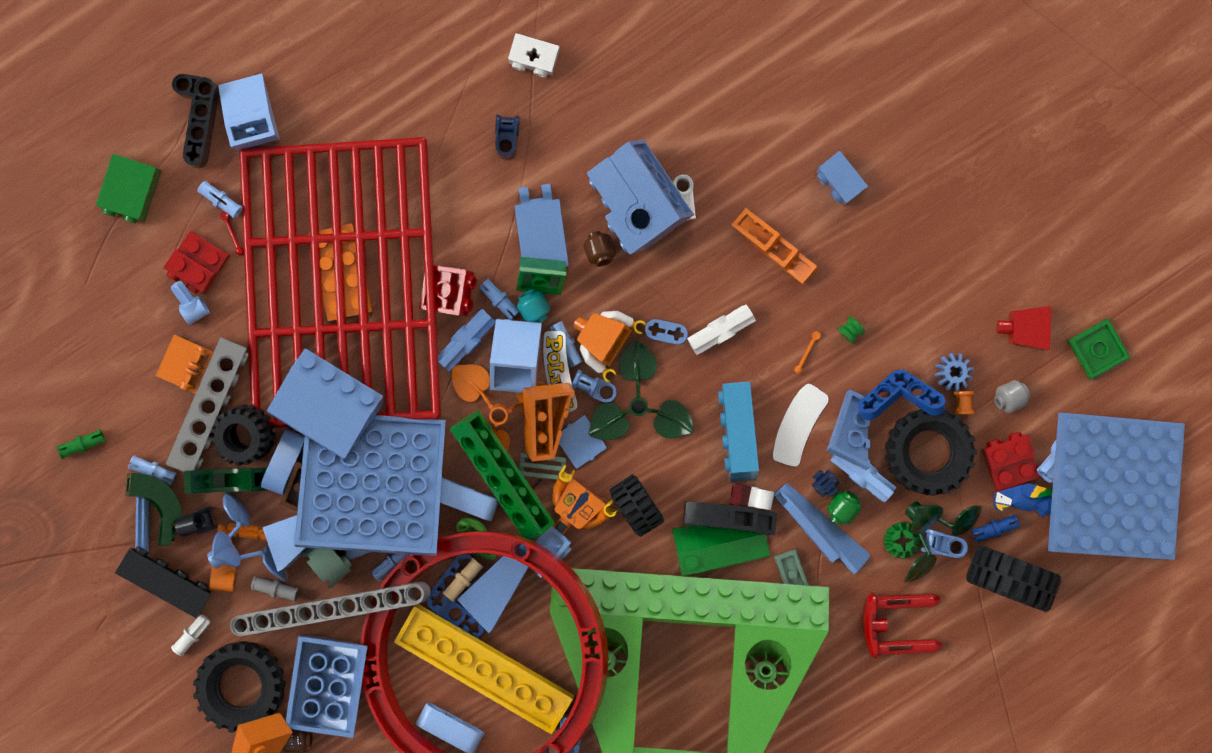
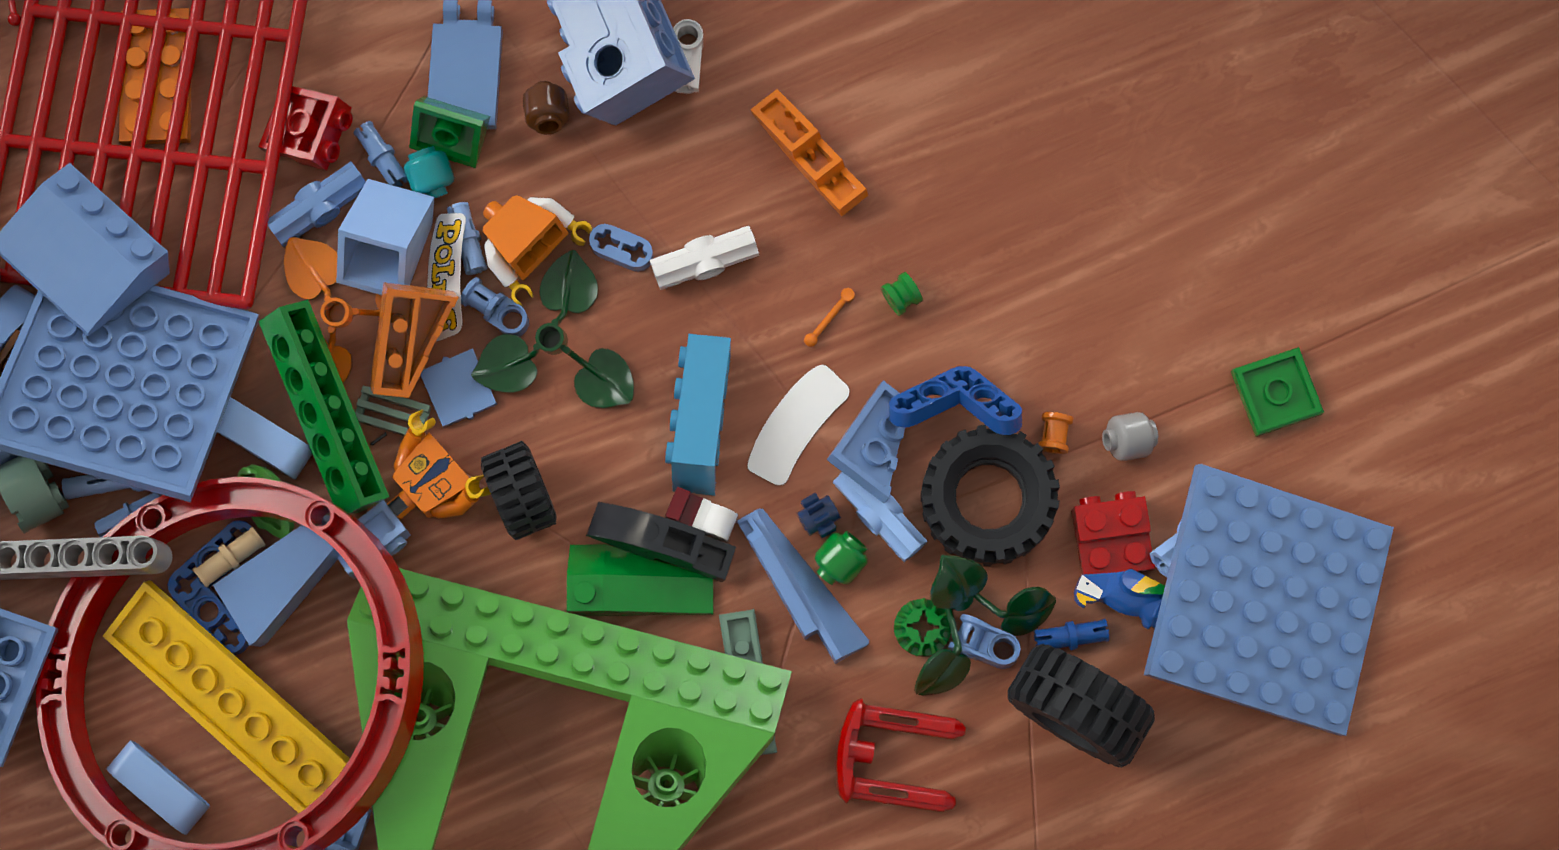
camera: 15 degrees right, 10 degrees down
(840, 178) = (926, 70): medium blue brick -> none
(954, 381) = (1049, 372): medium blue gear -> none
(1028, 328) = (1172, 338): red torso -> none

